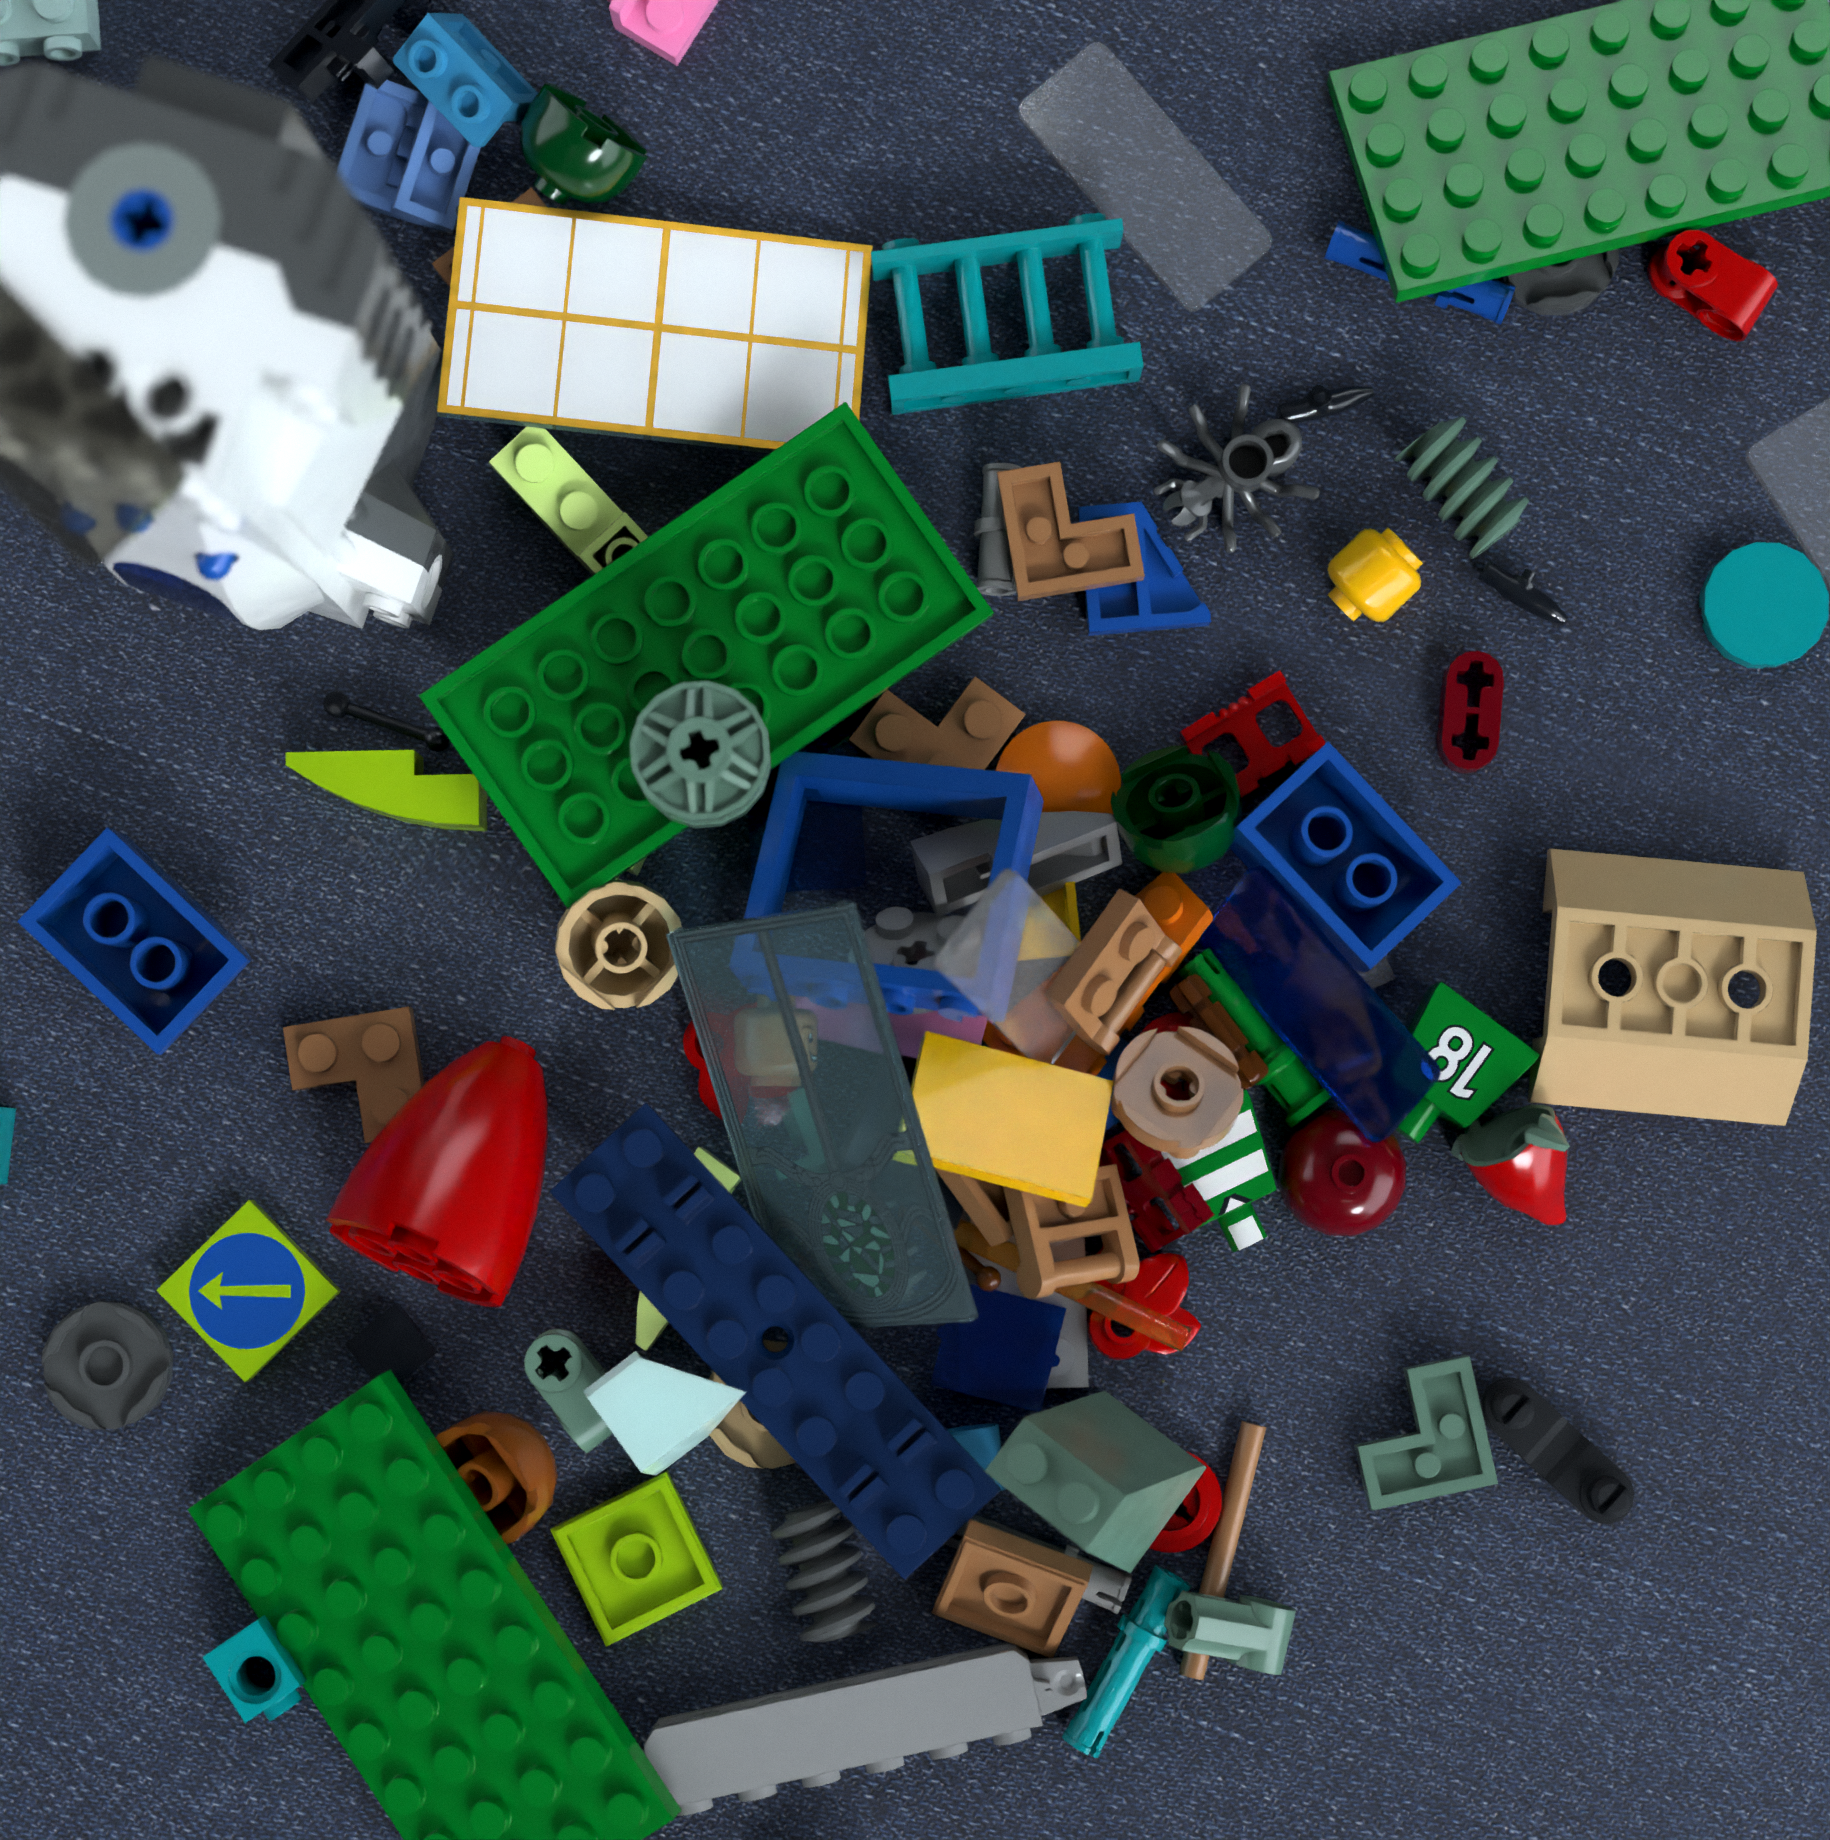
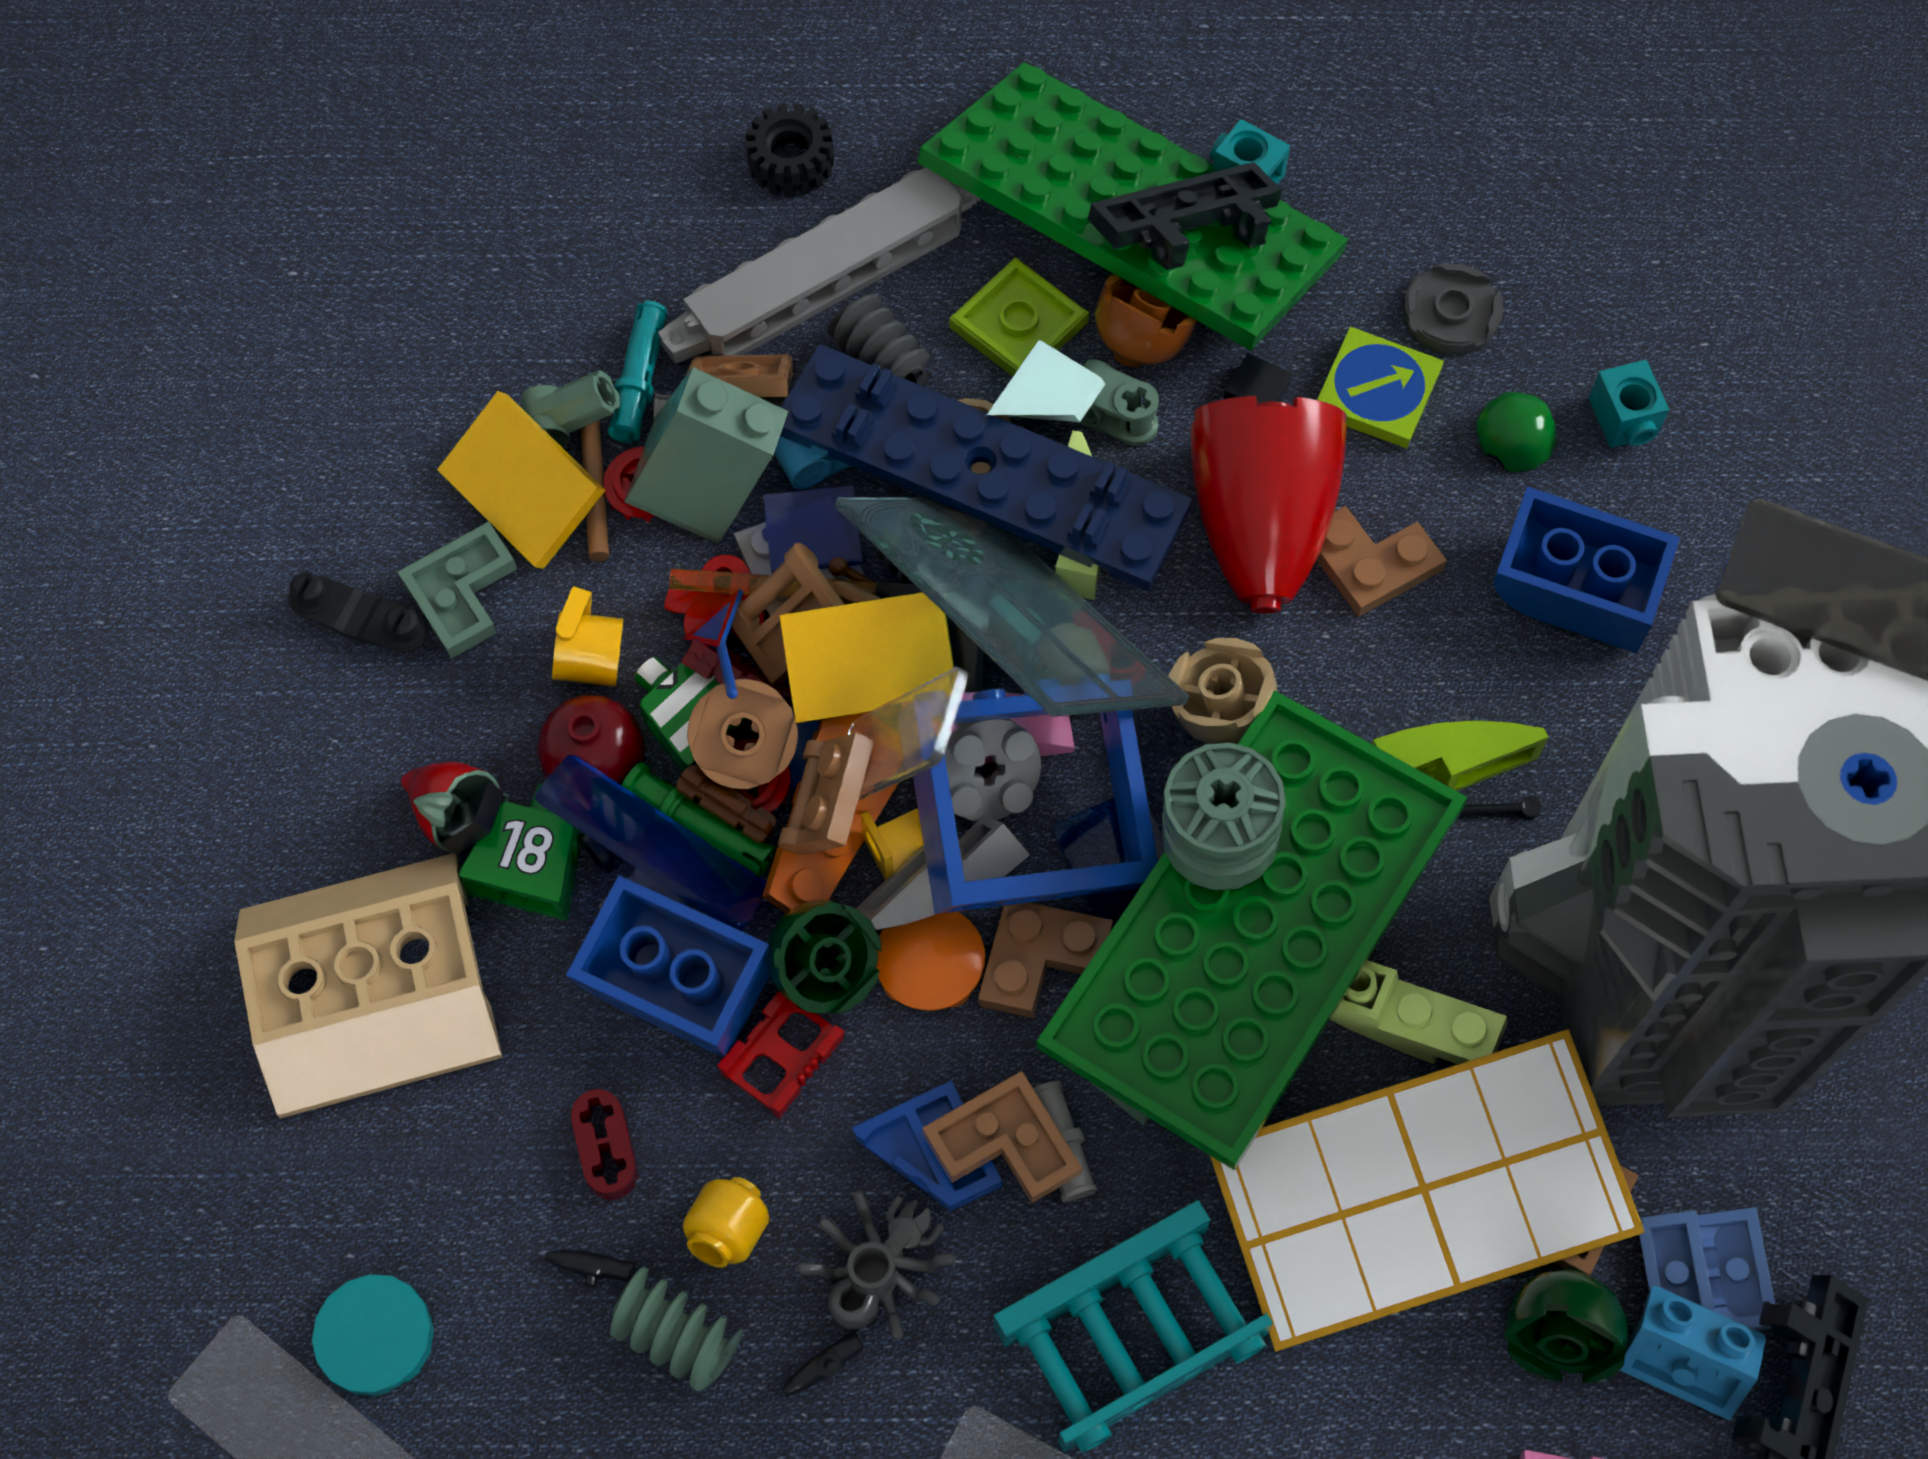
camera: 160 degrees right, 20 degrees down
(117, 1166) = (1517, 430): none -> green hair
(426, 1590) = (1160, 213): none -> black hinge
(1161, 1249) = (714, 632): none -> piece
(1309, 1294) = (586, 643): none -> yellow piece
(1317, 1552) = (521, 480): none -> yellow tile
(1504, 1118) = (473, 818): none -> black tile

